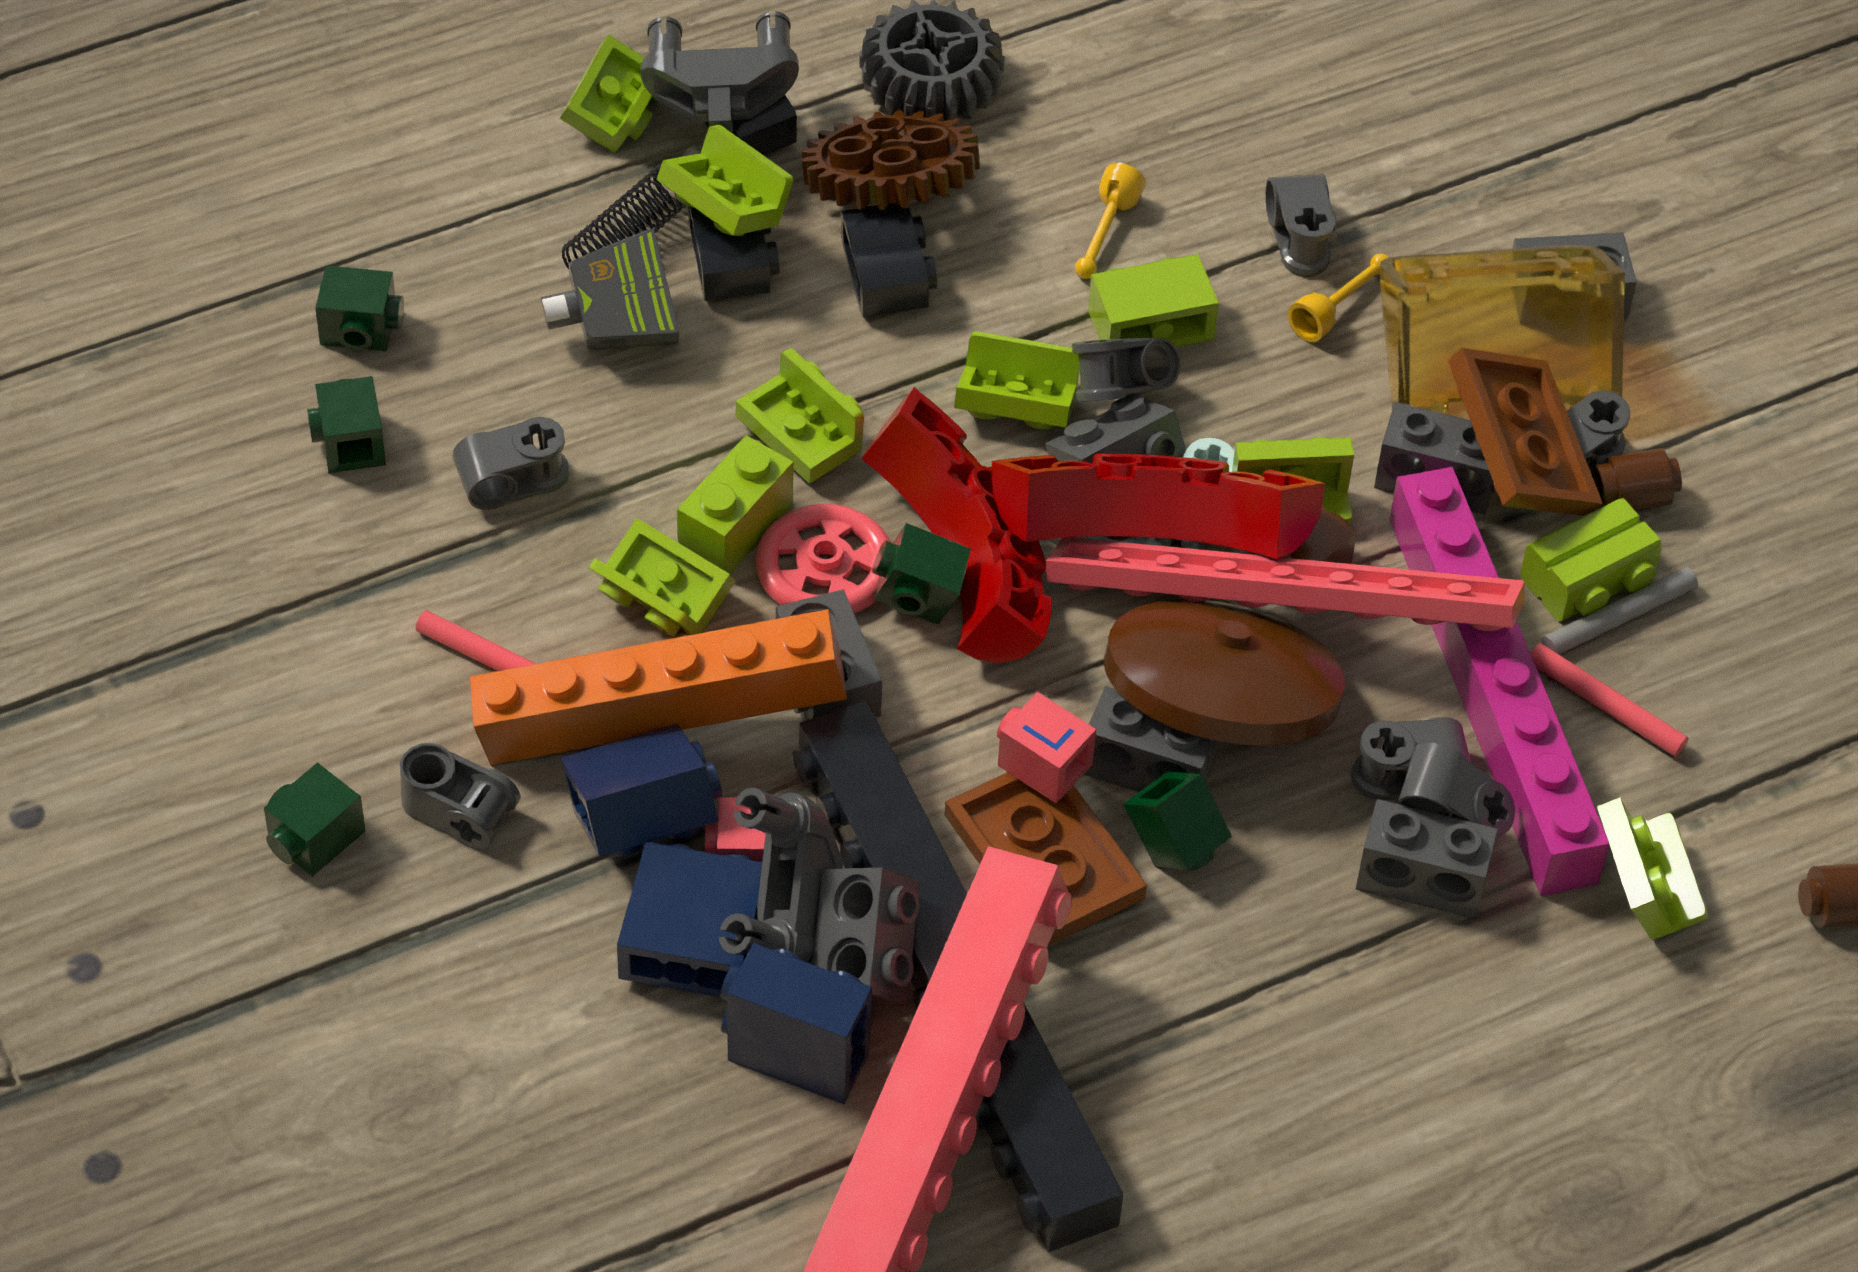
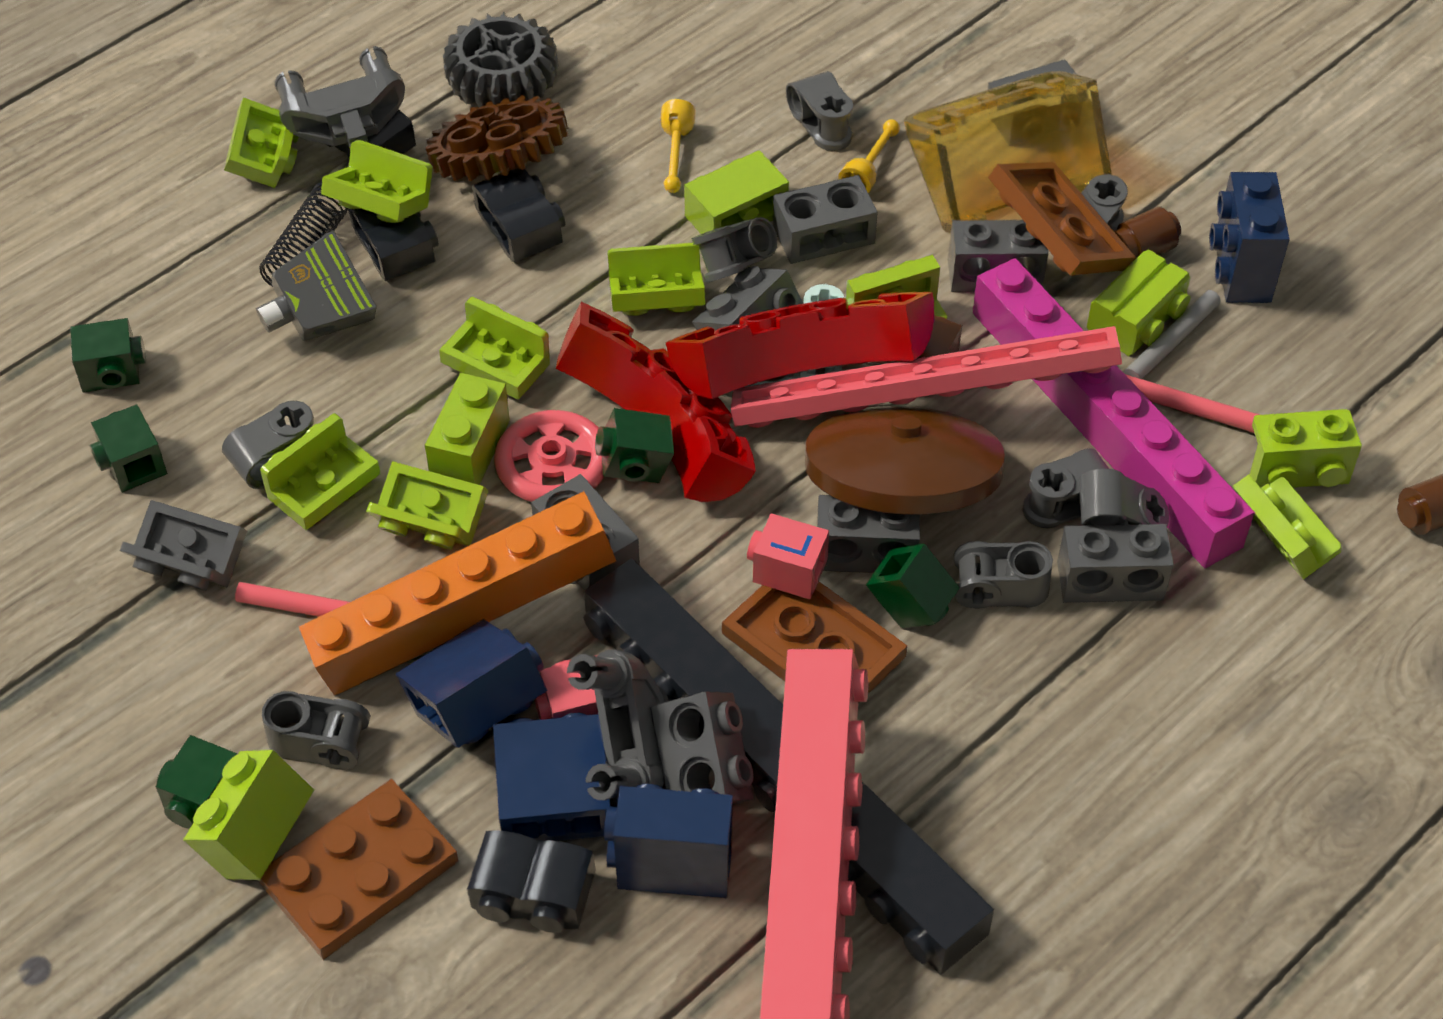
camera: 15 degrees left, 0 degrees up
(354, 865) = (248, 814): none -> lime brick
(381, 551) = (186, 543): none -> dark grey bracket
(454, 957) = (357, 868): none -> dark orange plate
(551, 508) = (317, 472): none -> lime bracket
(634, 1022) = (531, 881): none -> black brick
(1249, 359) = (824, 219): none -> dark grey brick
(1290, 837) = (1002, 574): none -> dark grey piece
(1712, 787) = (1305, 448): none -> lime bracket
(1753, 515) = (1249, 237): none -> dark blue brick

